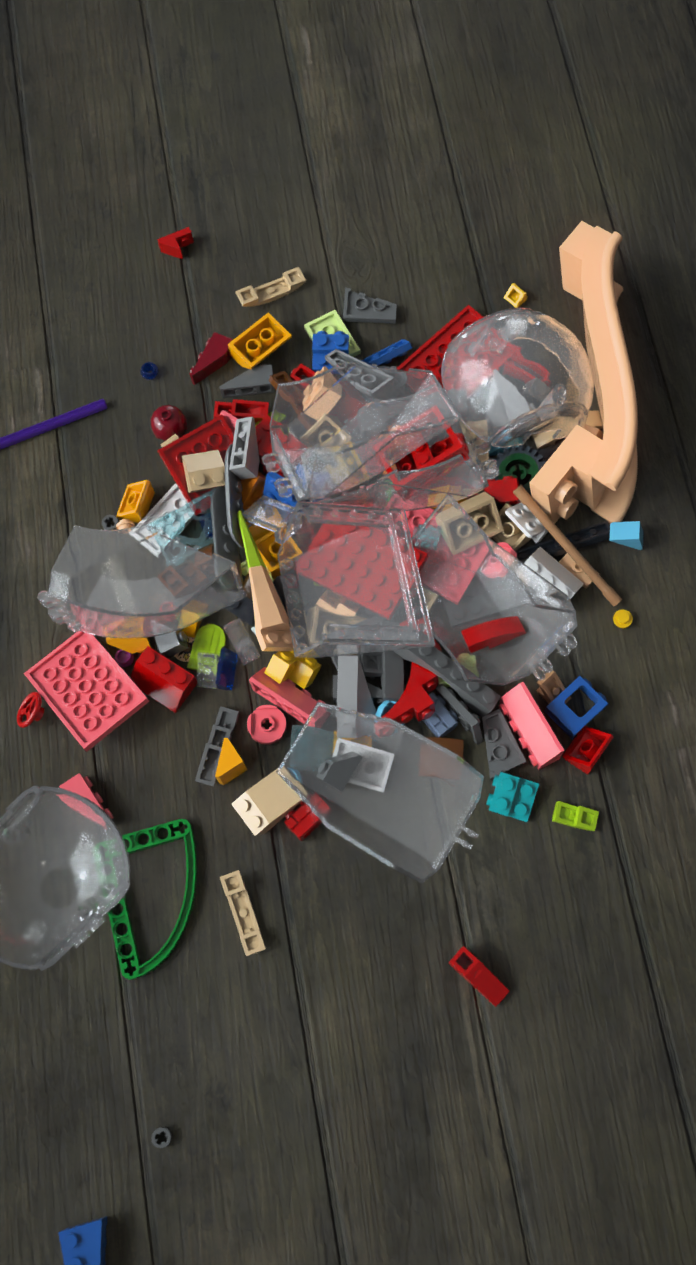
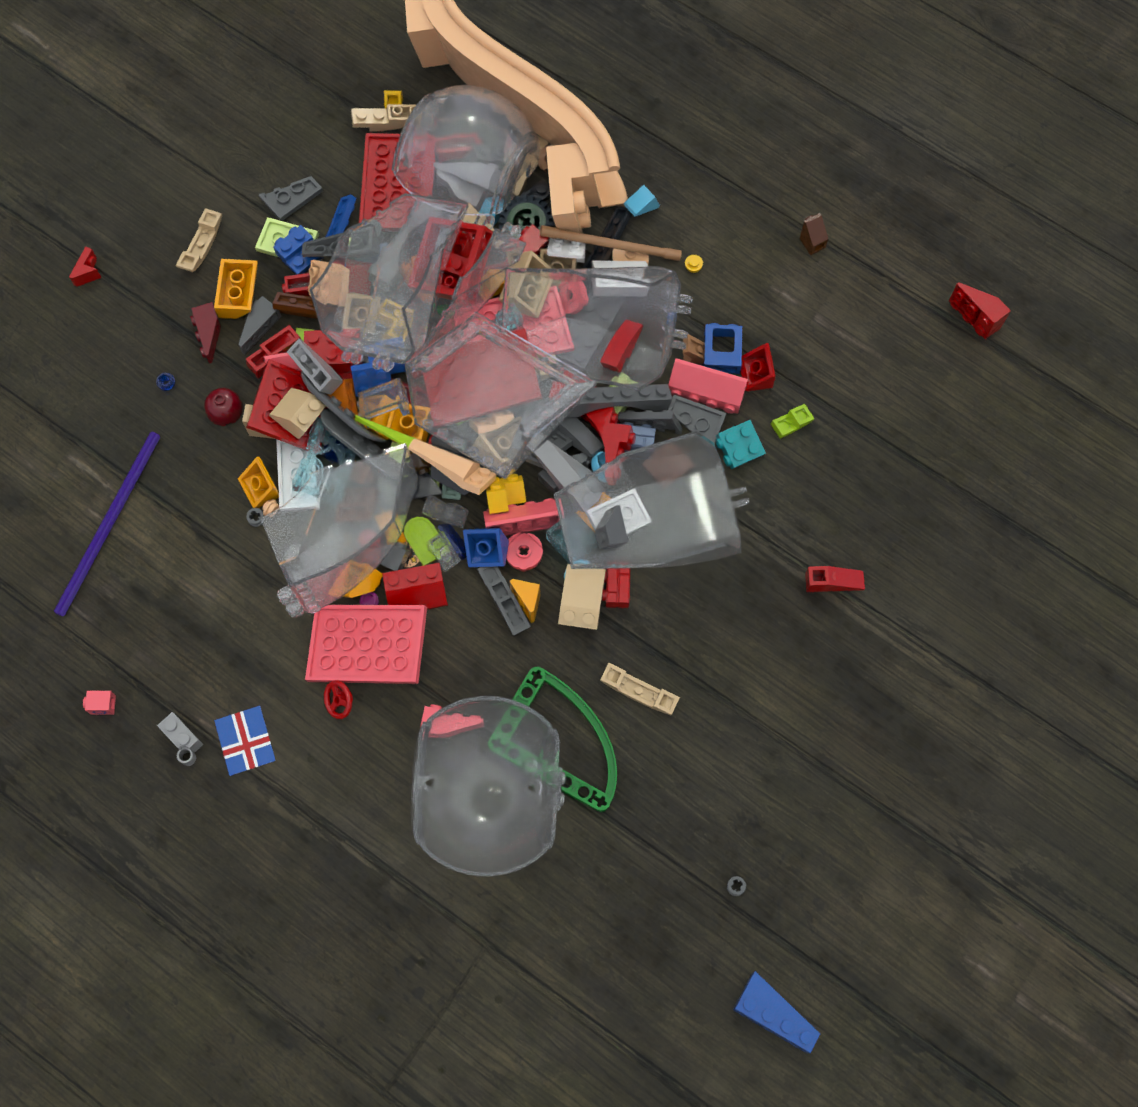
camera: 50 degrees left, 0 degrees up
(239, 696) = (485, 547): none -> blue slope
(486, 299) = (381, 119): none -> tan slope

